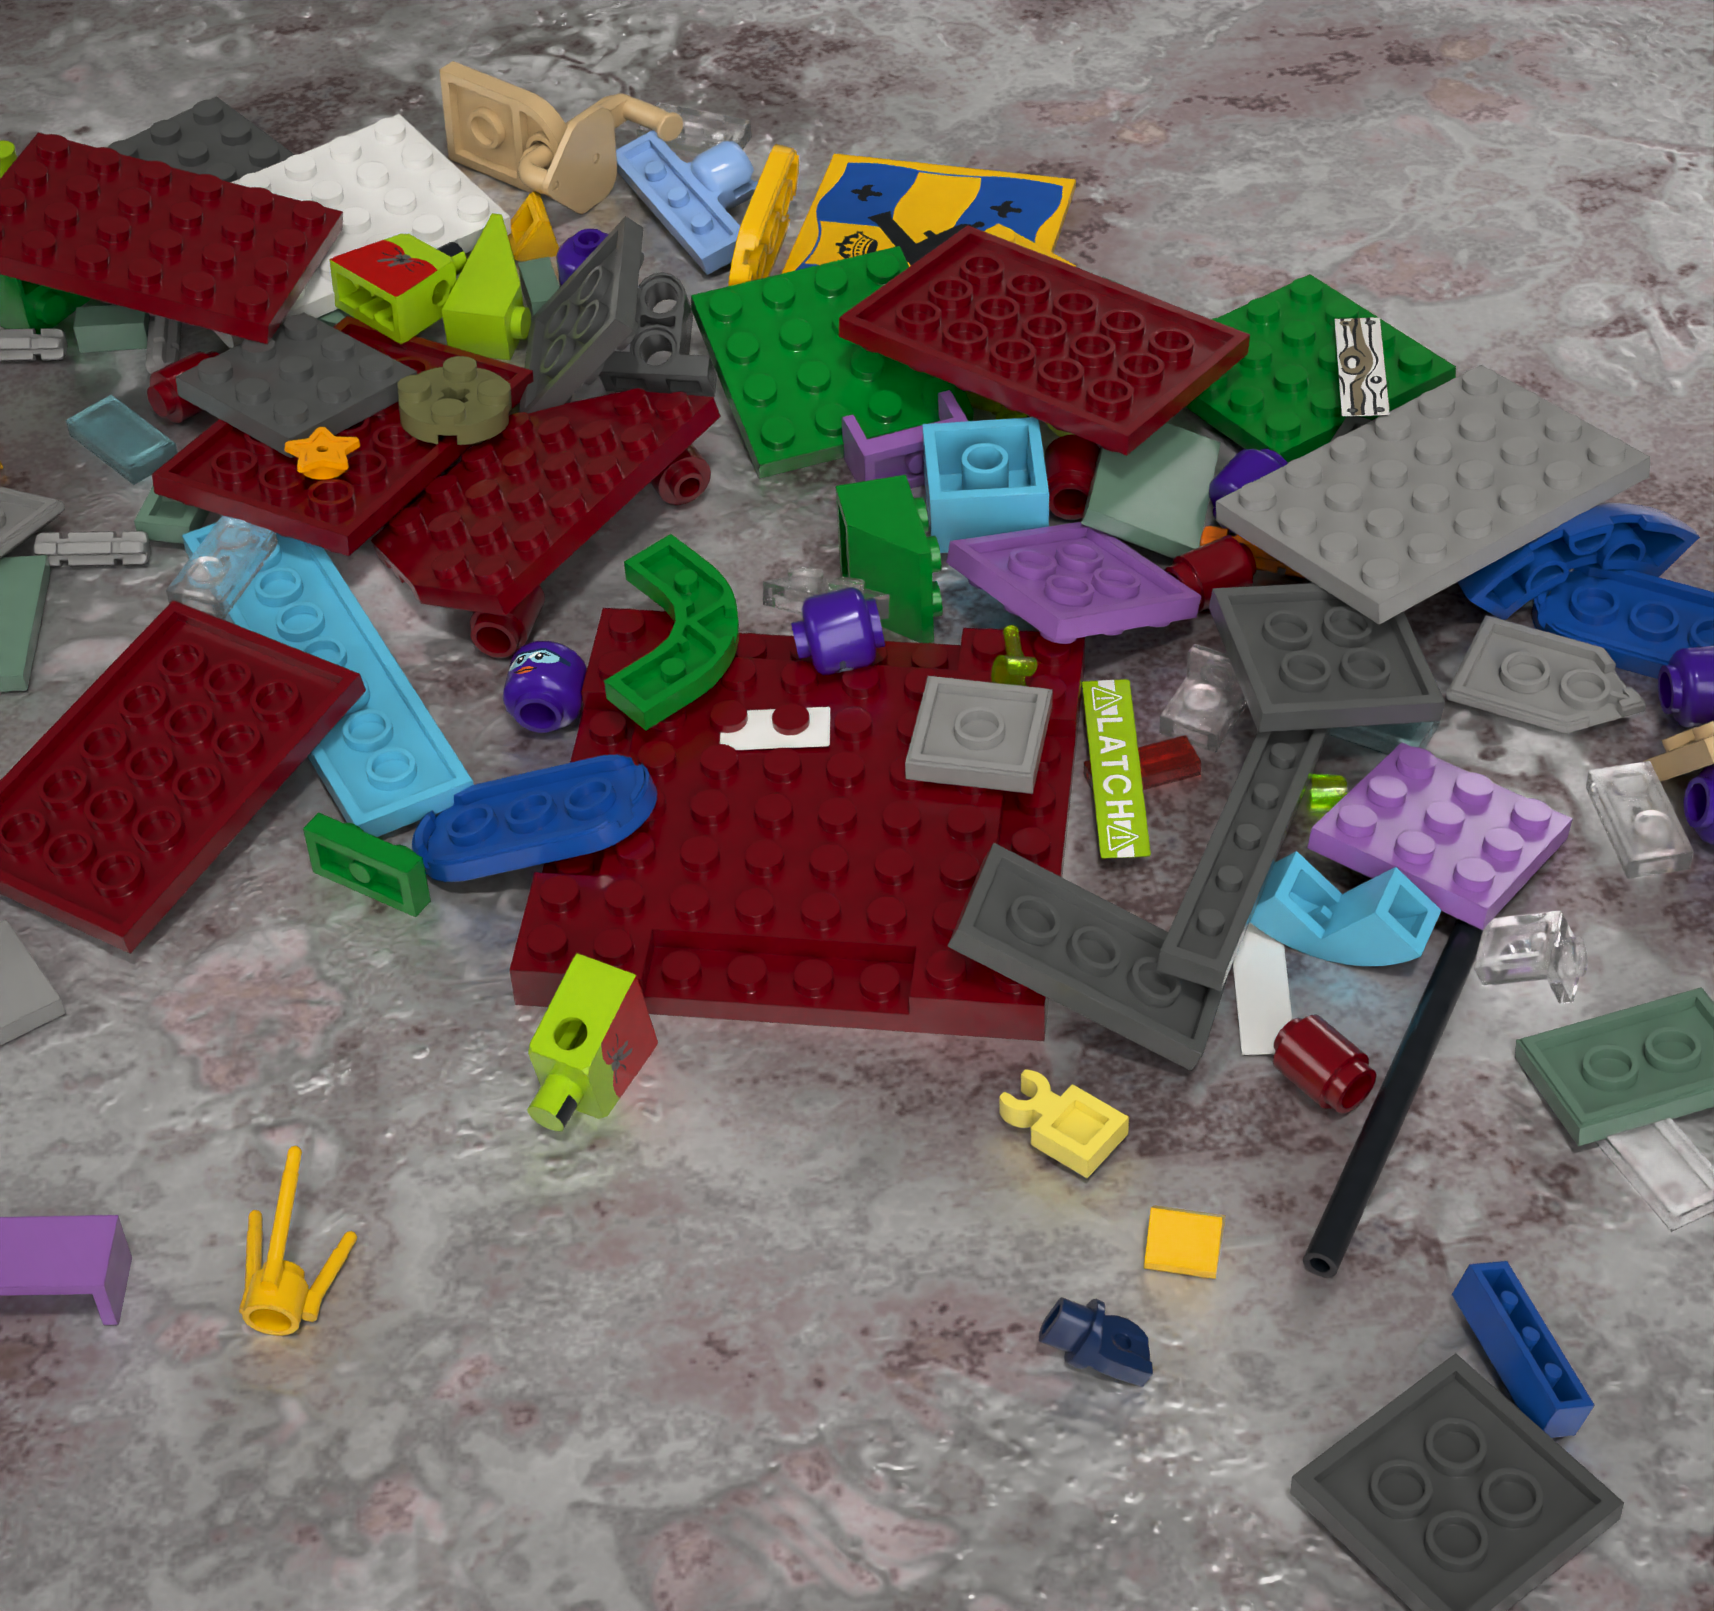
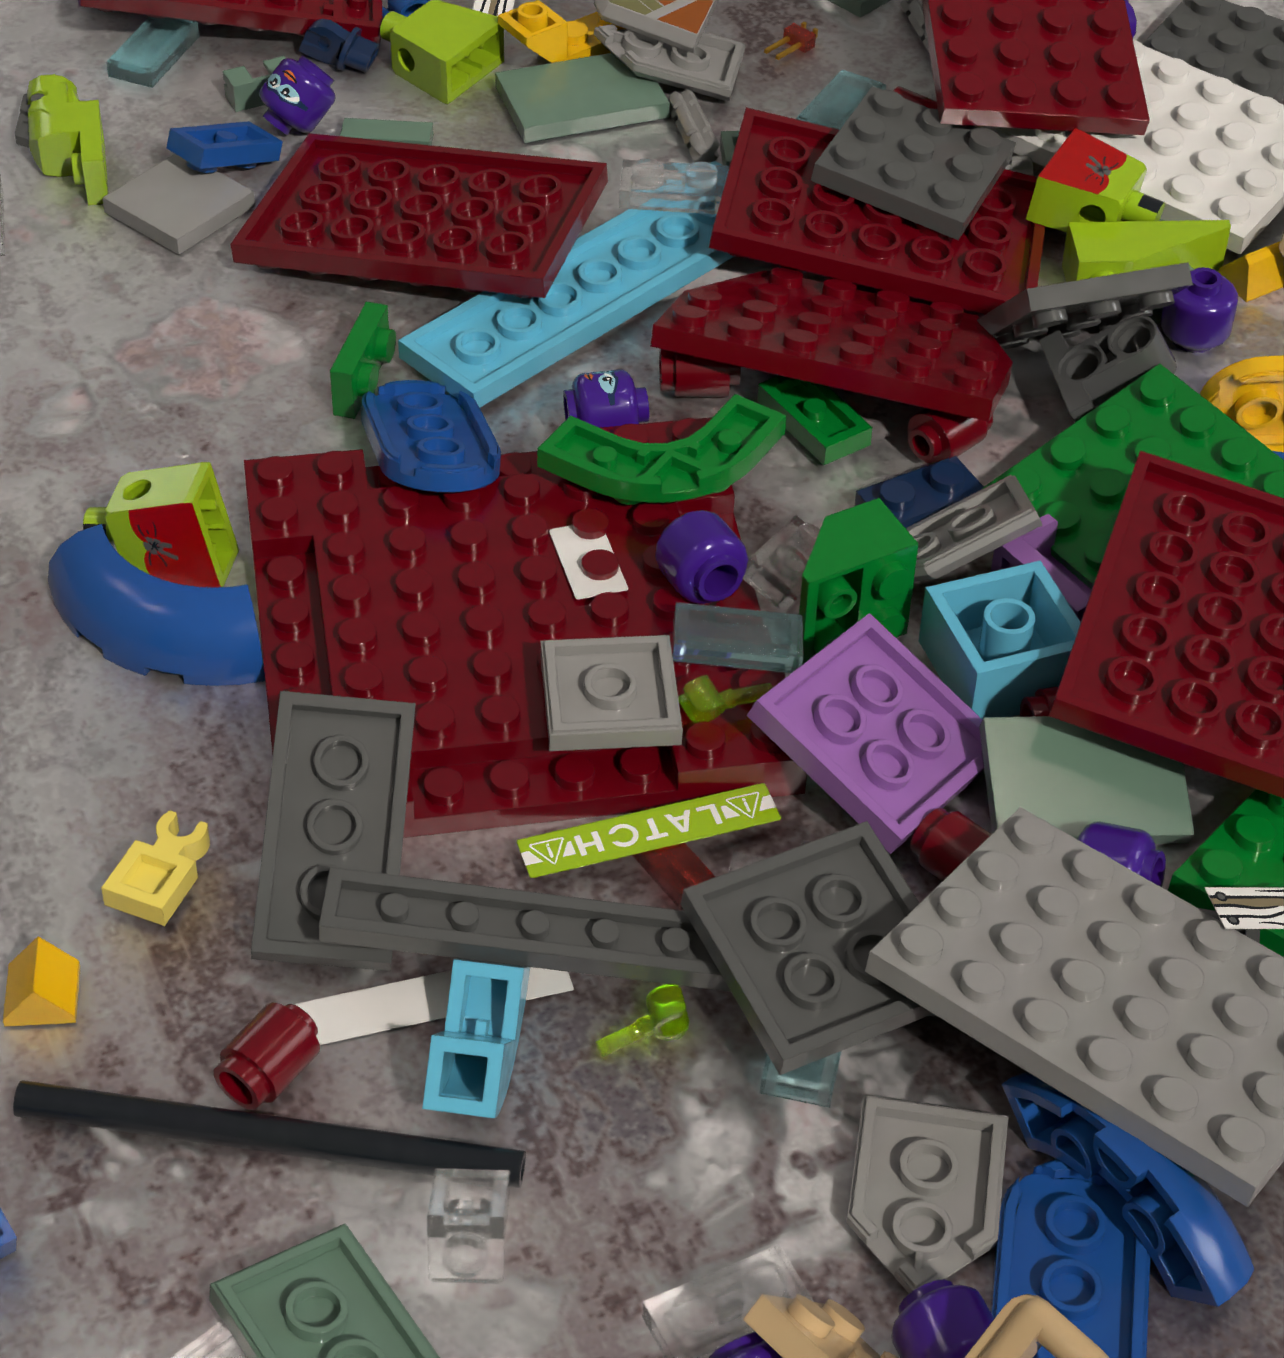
camera: 70 degrees right, 0 degrees up
(322, 454) = (811, 190): light orange plate -> none
(454, 402) = (960, 253): olive plate -> none
(606, 550) = (816, 417): none -> green plate
(704, 1097) = (154, 622): none -> blue brick
(747, 512) = (923, 491): none -> dark blue plate
(822, 455) = (972, 528): none -> light grey tile
(938, 636) = (737, 637): none -> clear light blue tile
(1444, 830) = (625, 1114): medium lavender plate -> none

